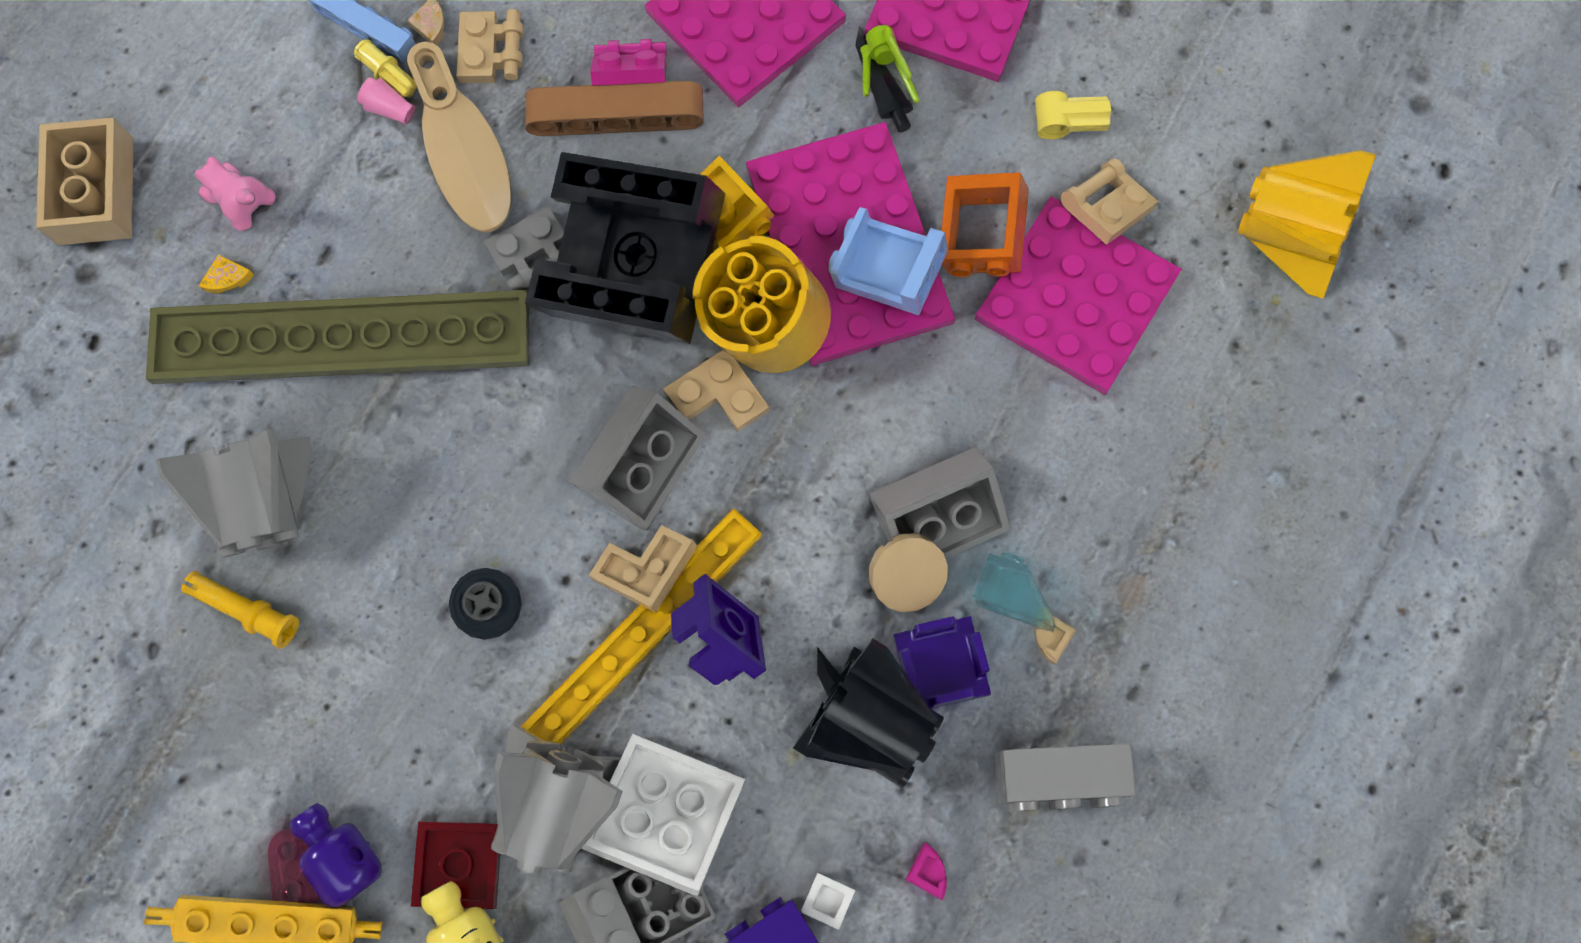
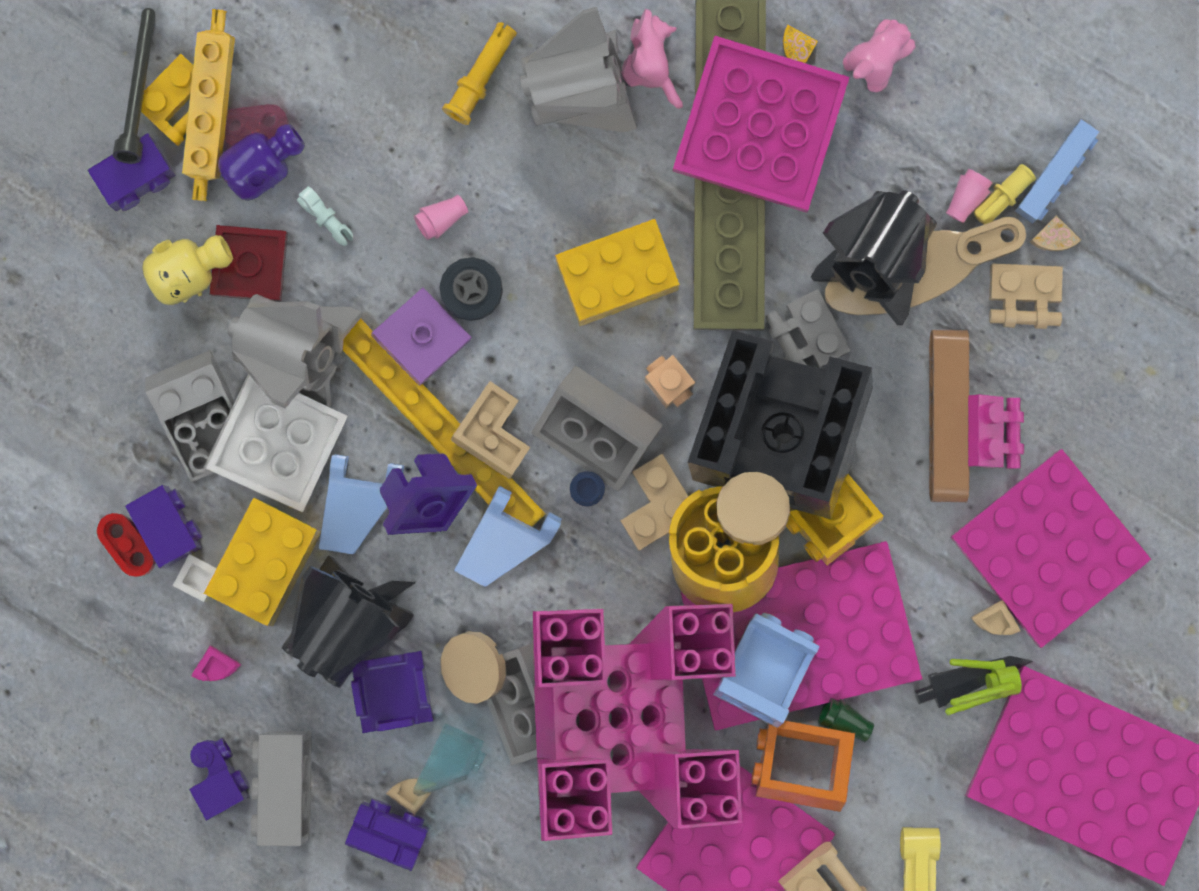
camera: 90 degrees right, 10 degrees up
(225, 423) = (648, 61): none -> bright pink animal
(303, 301) = (760, 124): none -> dark pink plate
(387, 791) = (325, 217): none -> light aqua piece
(403, 644) = (439, 217): none -> bright pink cone
(440, 169) = (880, 250): none -> black brick
(465, 444) = (617, 272): none -> yellow brick
(539, 656) = (421, 336): none -> medium lavender plate
(584, 382) = (669, 381): none -> light nougat brick
(704, 465) = (587, 488): none -> dark blue plate
(717, 263) = (753, 508): none -> tan tile
(736, 723) = (350, 508): none -> light blue flag
(766, 551) = (502, 542): none -> light blue flag
(805, 820) = (262, 562): none -> yellow brick
(820, 59) = (996, 620): none -> tan tile
(931, 193) = (843, 717): none -> dark green cone
(958, 409) = (648, 754): none -> dark pink slope
(1067, 851) = (223, 784): none -> dark purple brick
(1101, 656) = (387, 834): none -> dark purple brick

